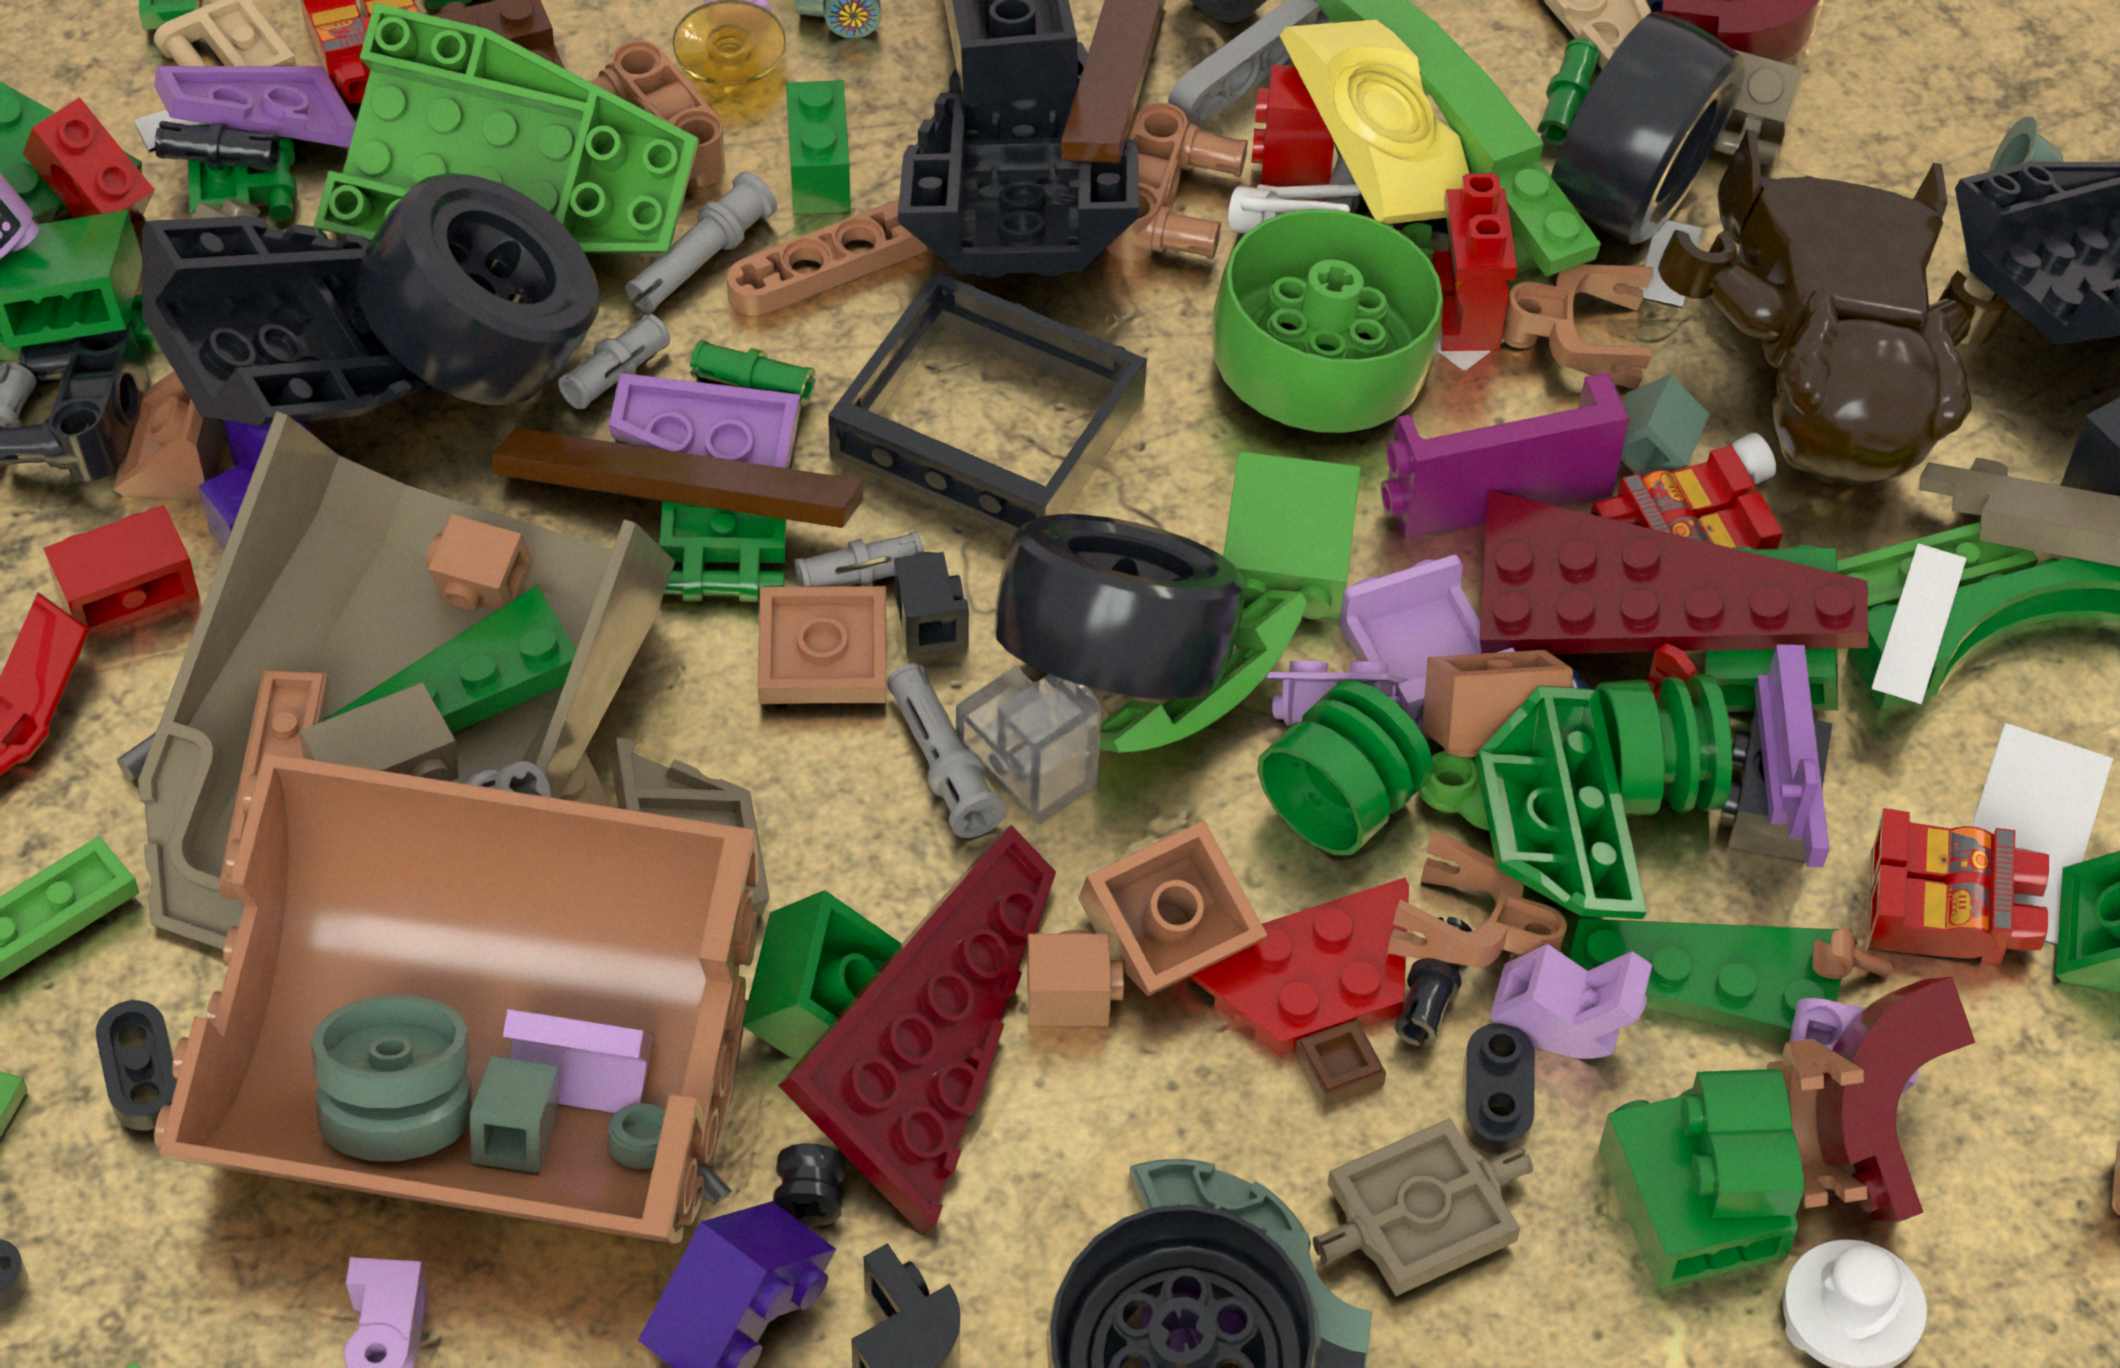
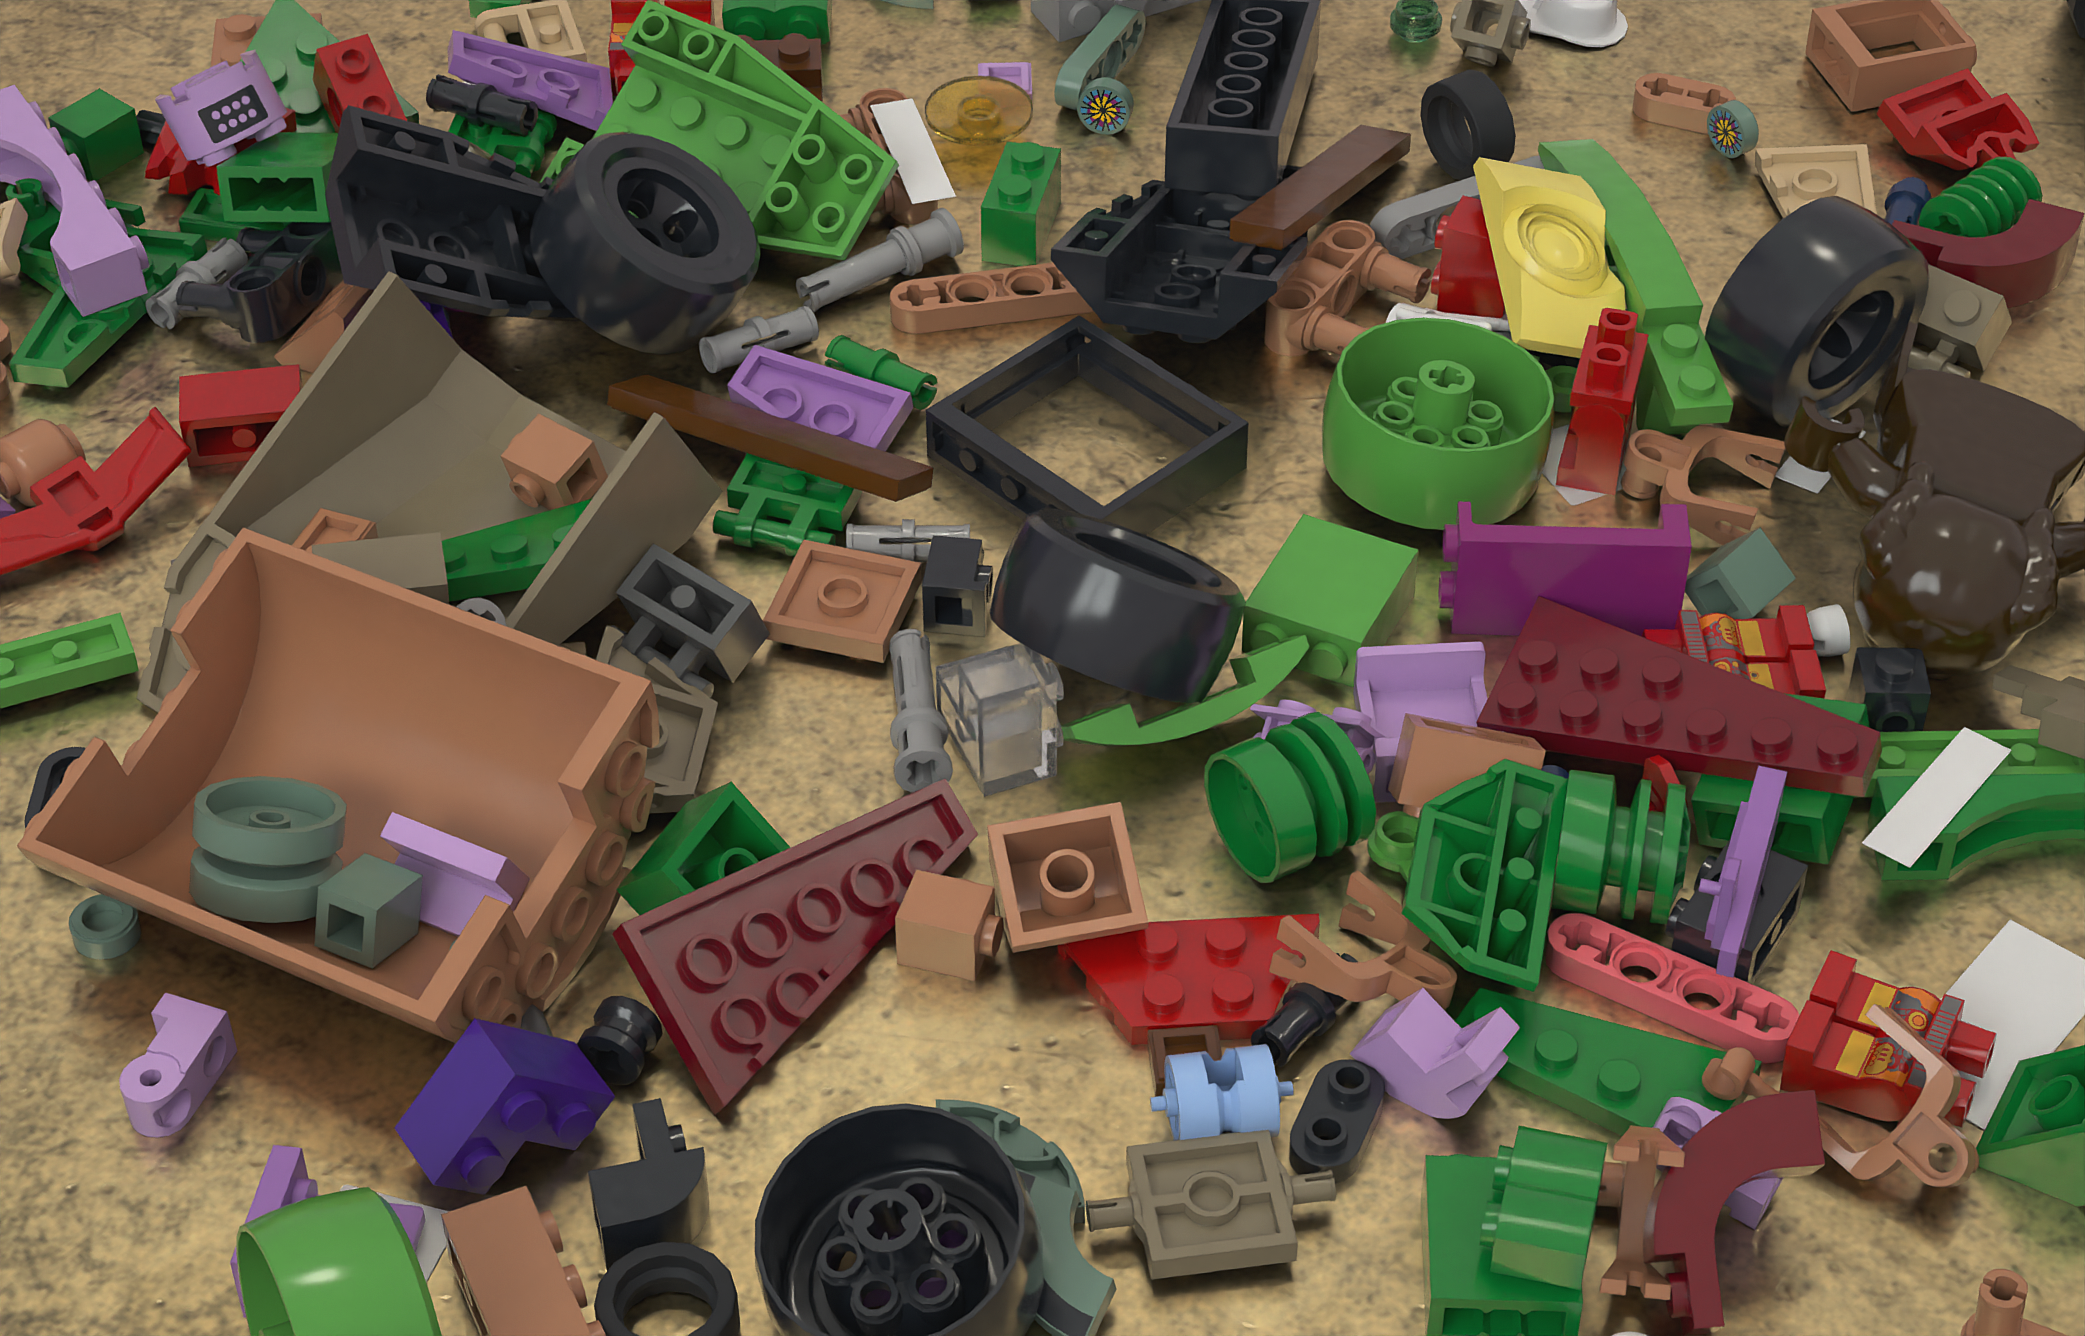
camera: 20 degrees right, 10 degrees down
(235, 1196) = (104, 927): none -> sand green tile
(688, 701) = (693, 615): none -> dark grey brick
(692, 111) = (913, 150): none -> white sticker
(1404, 1093) = (1222, 1095): none -> light blue wheel
(1740, 883) = (1665, 995): none -> coral beam
(1833, 514) = (1892, 686): none -> black brick
(2021, 967) = (1922, 1131): none -> nougat piece

